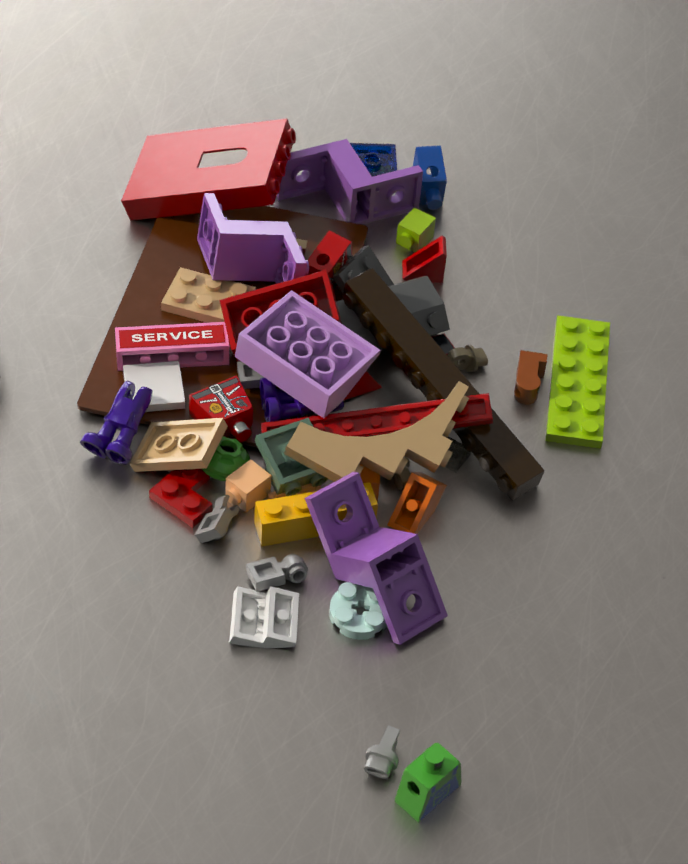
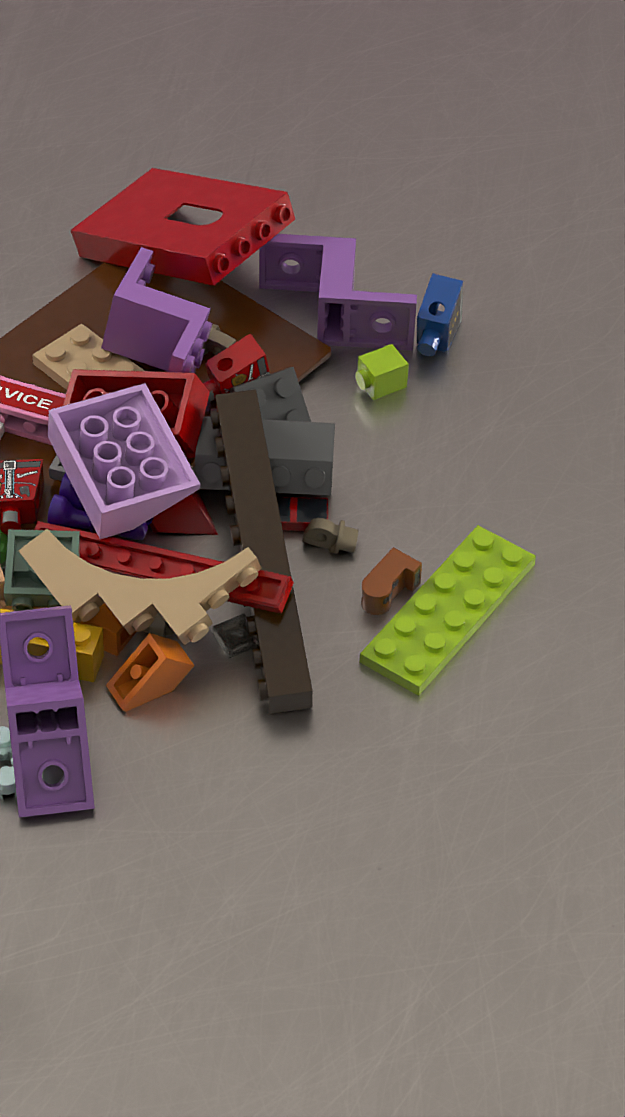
camera: 30 degrees right, 0 degrees up
(377, 157) = (395, 274): clear blue tile -> none
(427, 261) = (371, 413): red slope -> none

